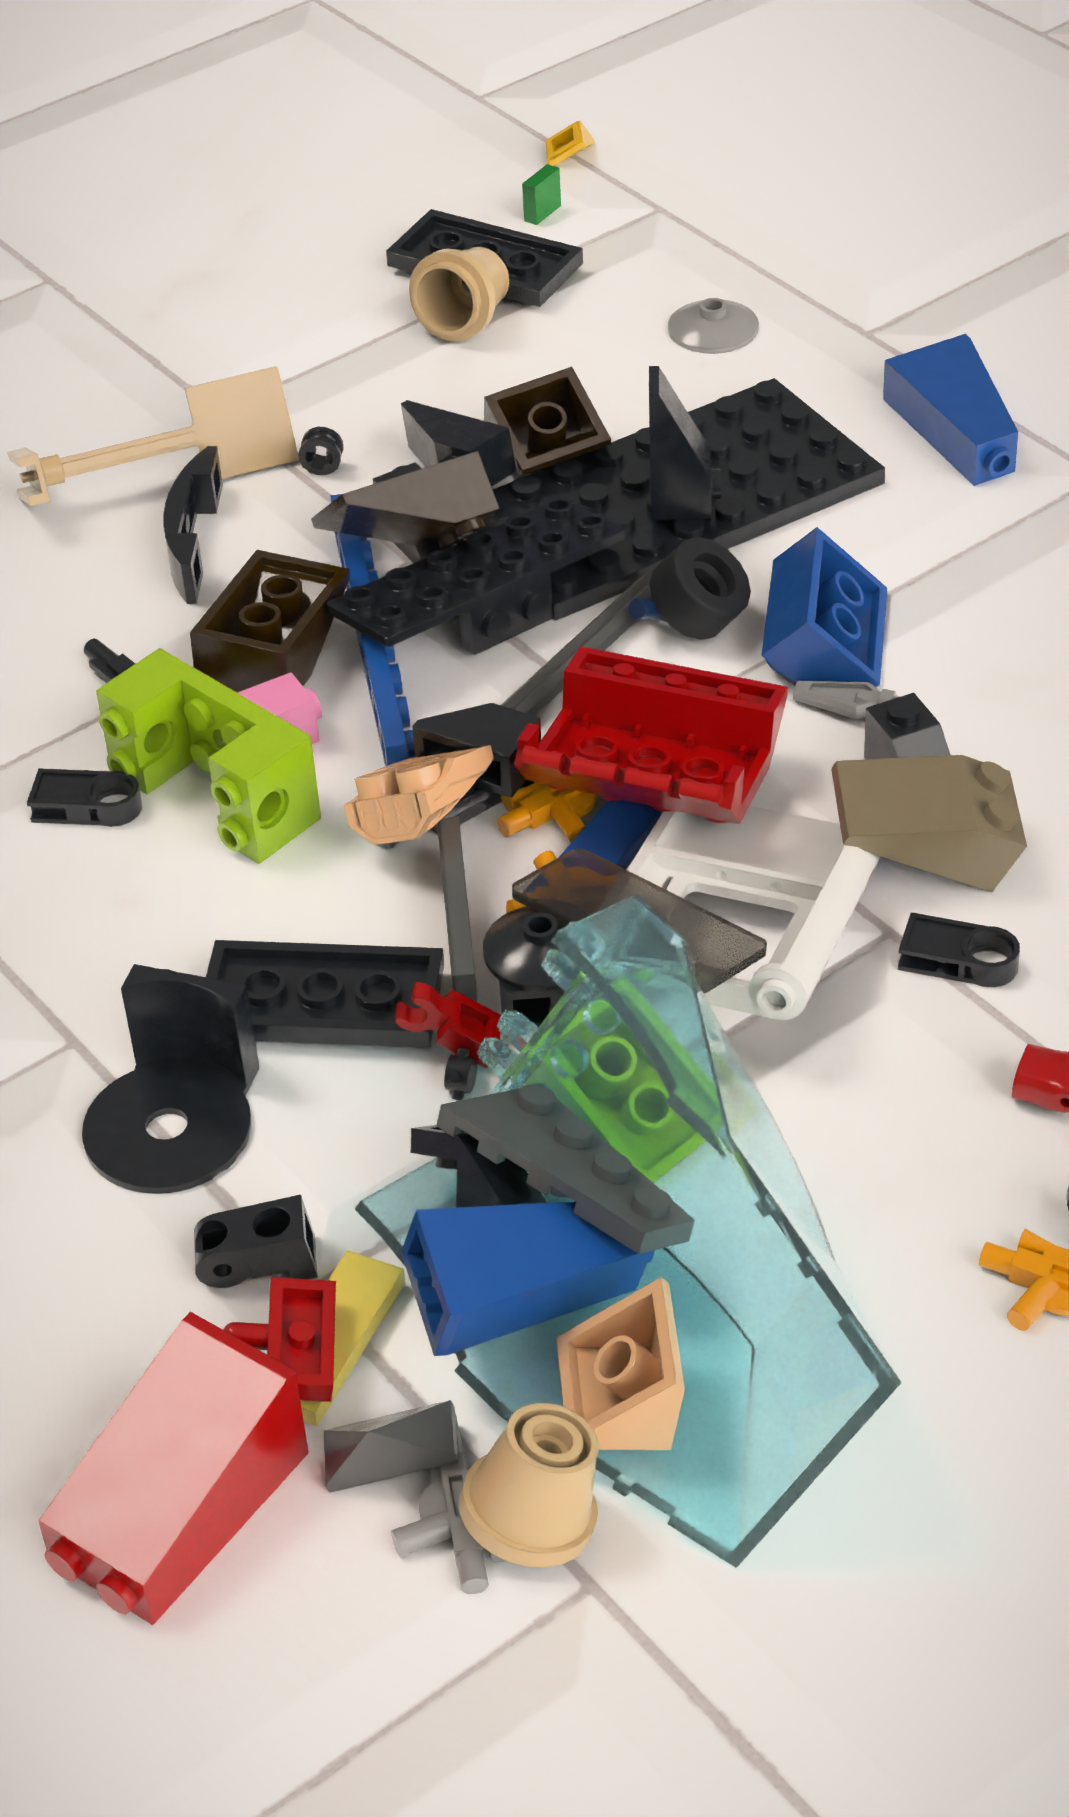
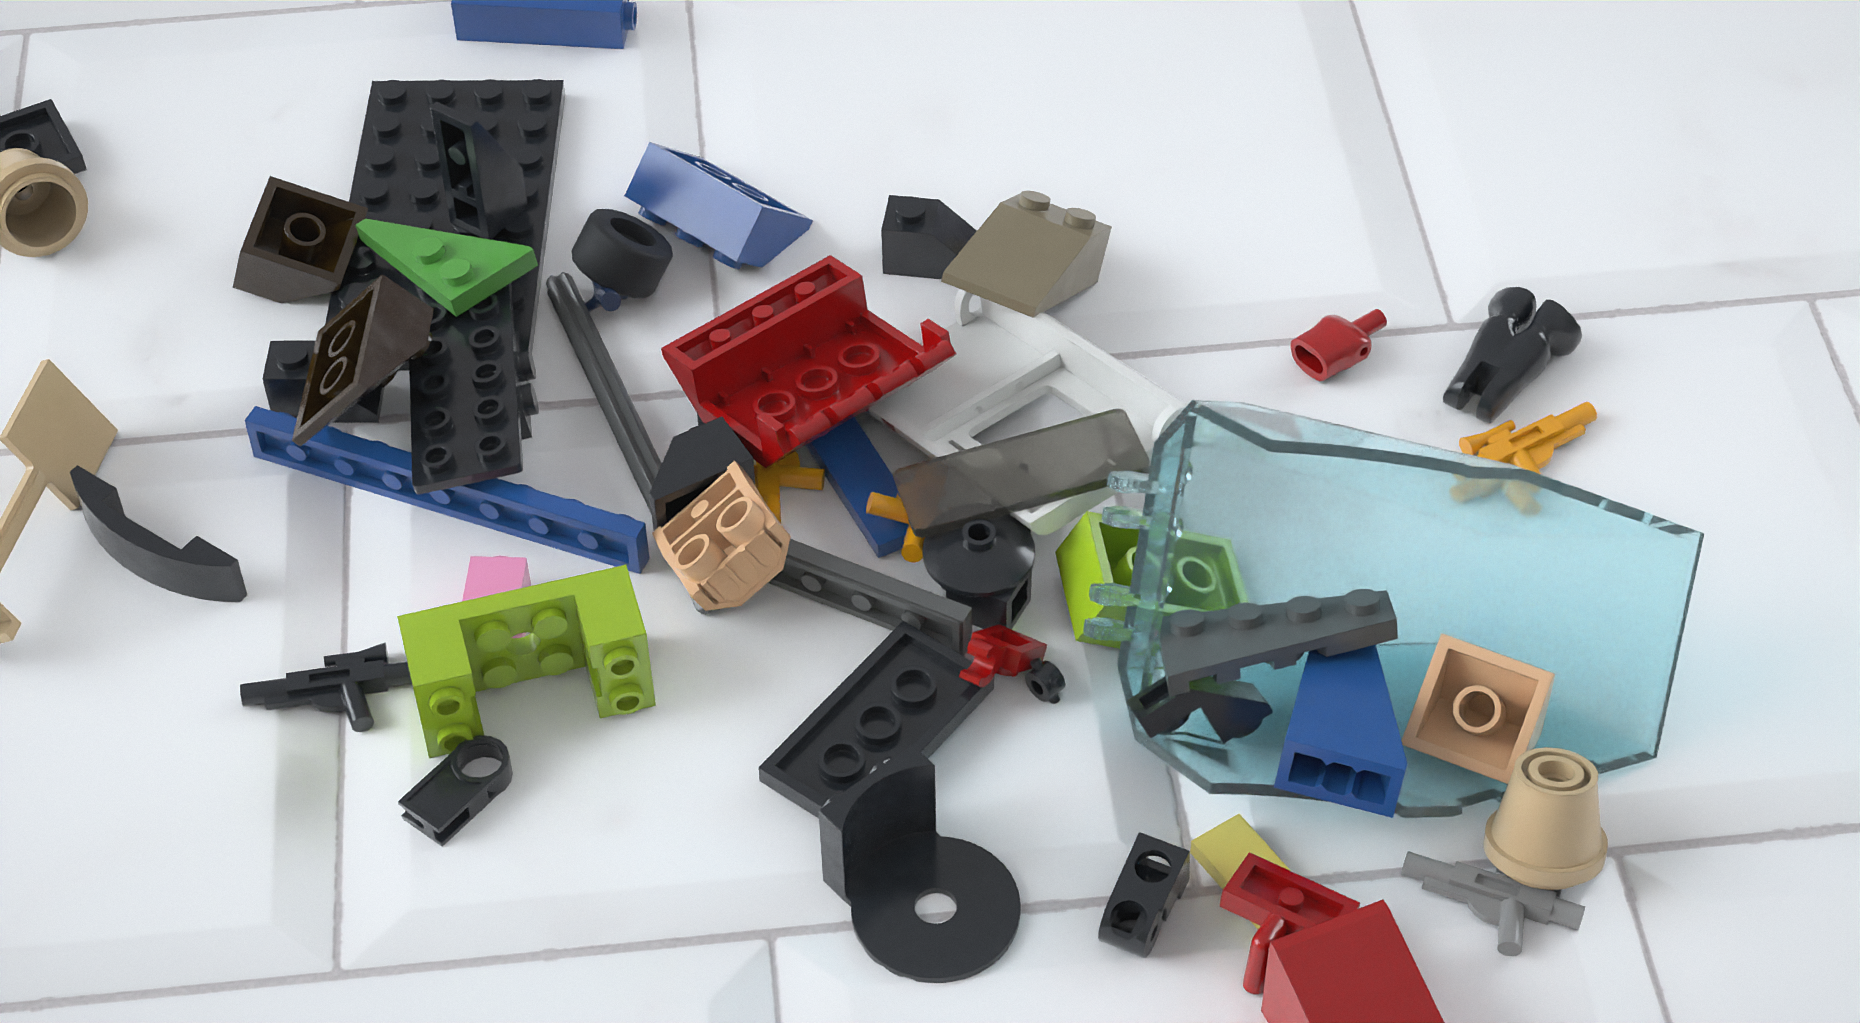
camera: 60 degrees left, 5 degrees up
(268, 621) = (380, 543): dark brown slope -> none
(317, 463) = (140, 404): black bush -> none
(390, 1446) = (1423, 896): dark grey slope -> none
(445, 435) = (252, 311): black slope -> none
(575, 501) = (447, 265): none -> bright green wing
(713, 326) = (240, 83): light grey dish -> none
(841, 697) = (819, 242): light grey piece -> none
(947, 949) = (1144, 336): black piece -> none

